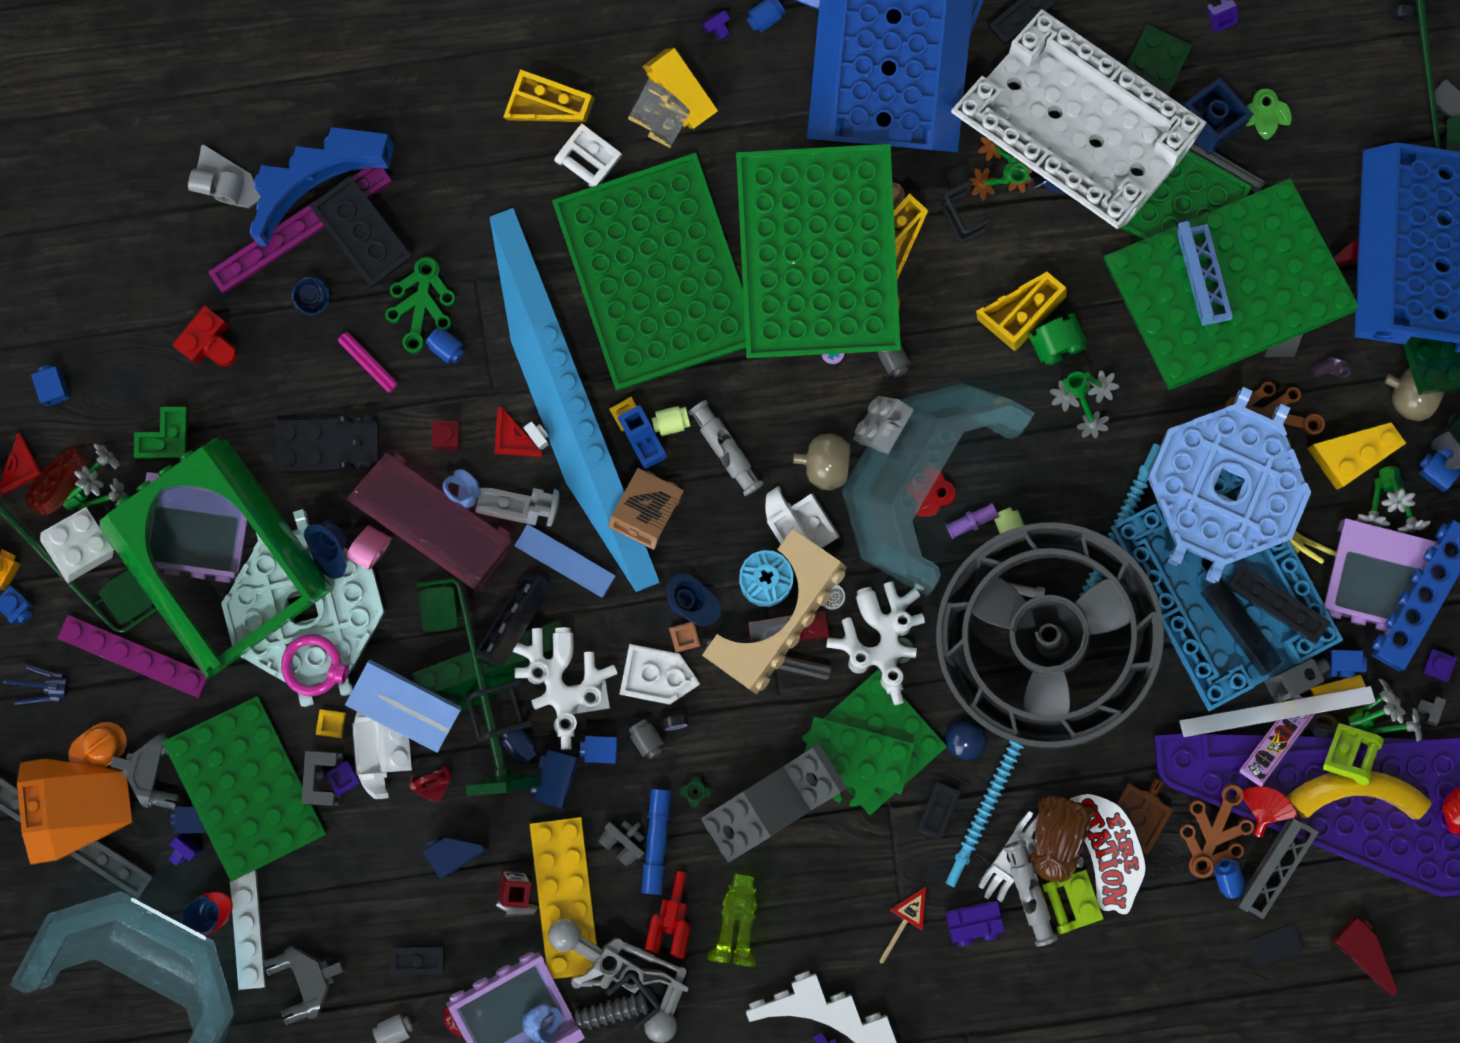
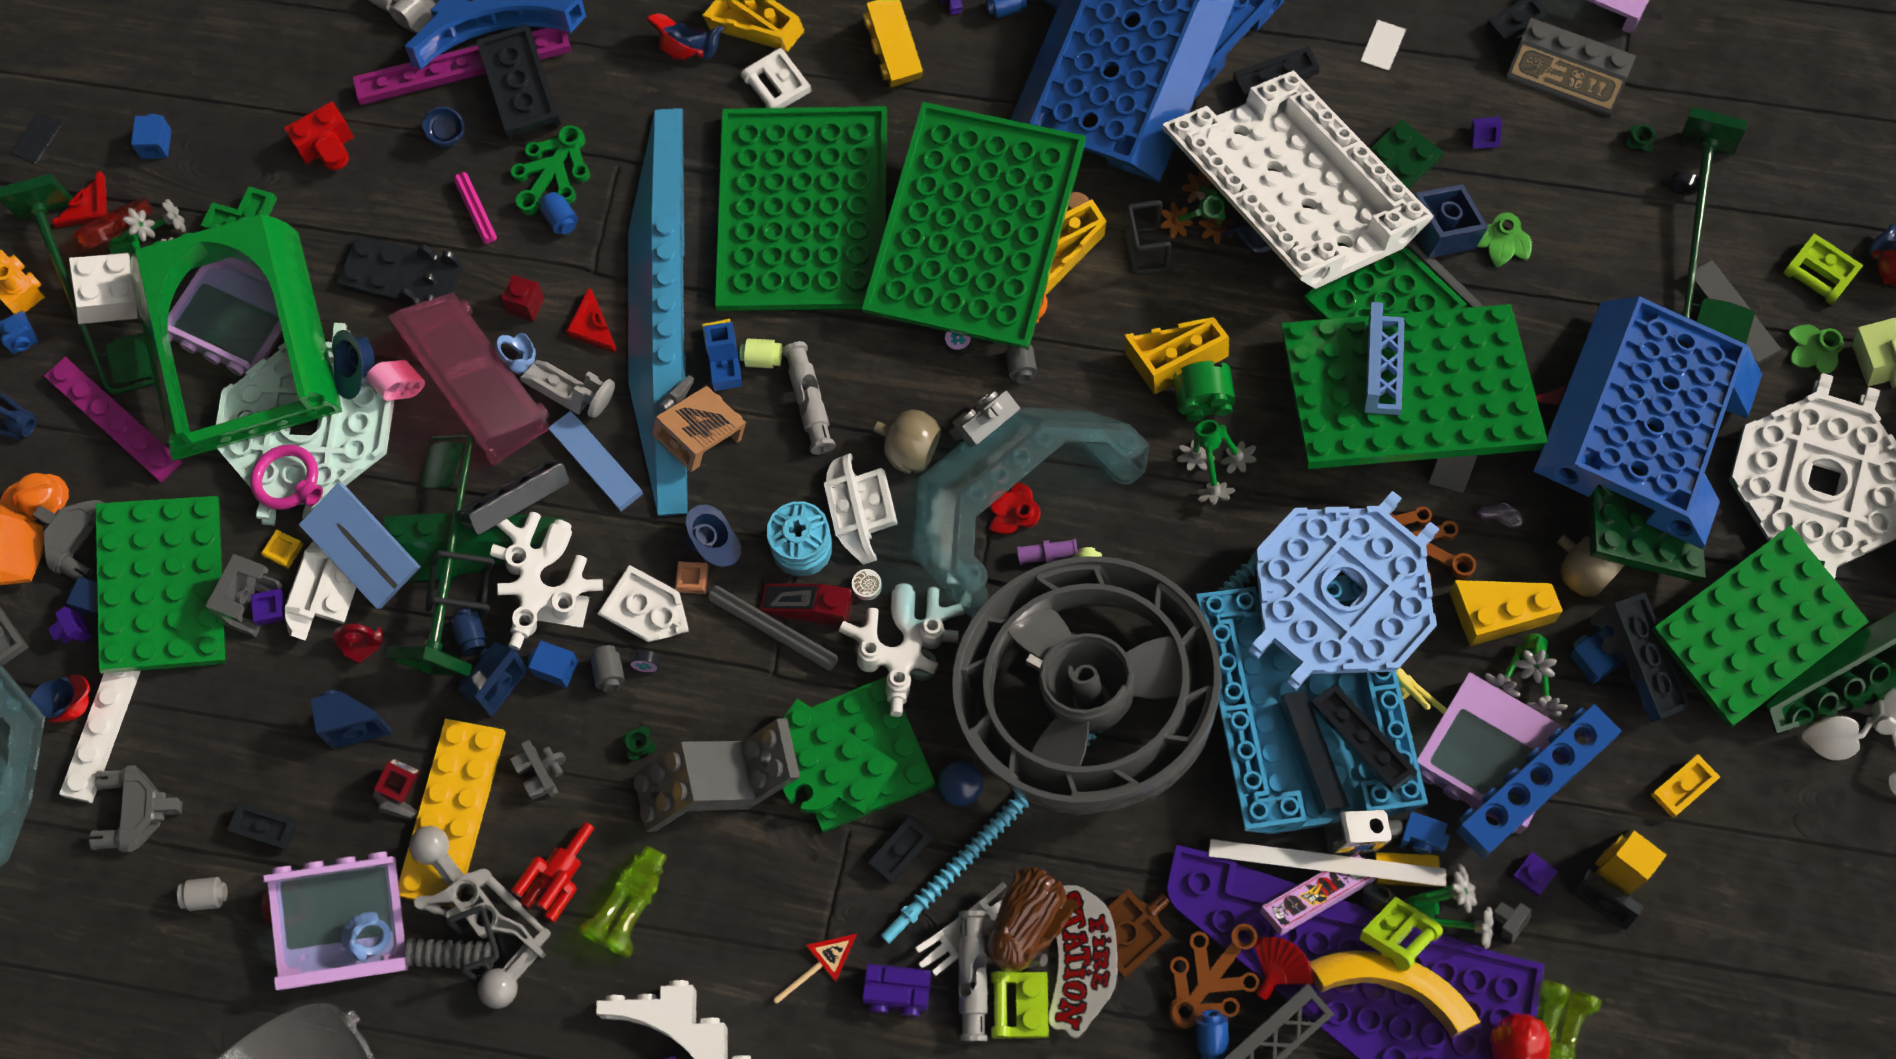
camera: 20 degrees right, 15 degrees down
(491, 143) = (684, 42): none -> hair
(537, 434) = (616, 325): white plate -> none
(617, 488) = (676, 394): none -> flat silver bar
(656, 842) = (574, 782): blue piece -> none
(659, 113) = (861, 56): clear slope -> none
(816, 576) = (754, 615): tan arch -> none

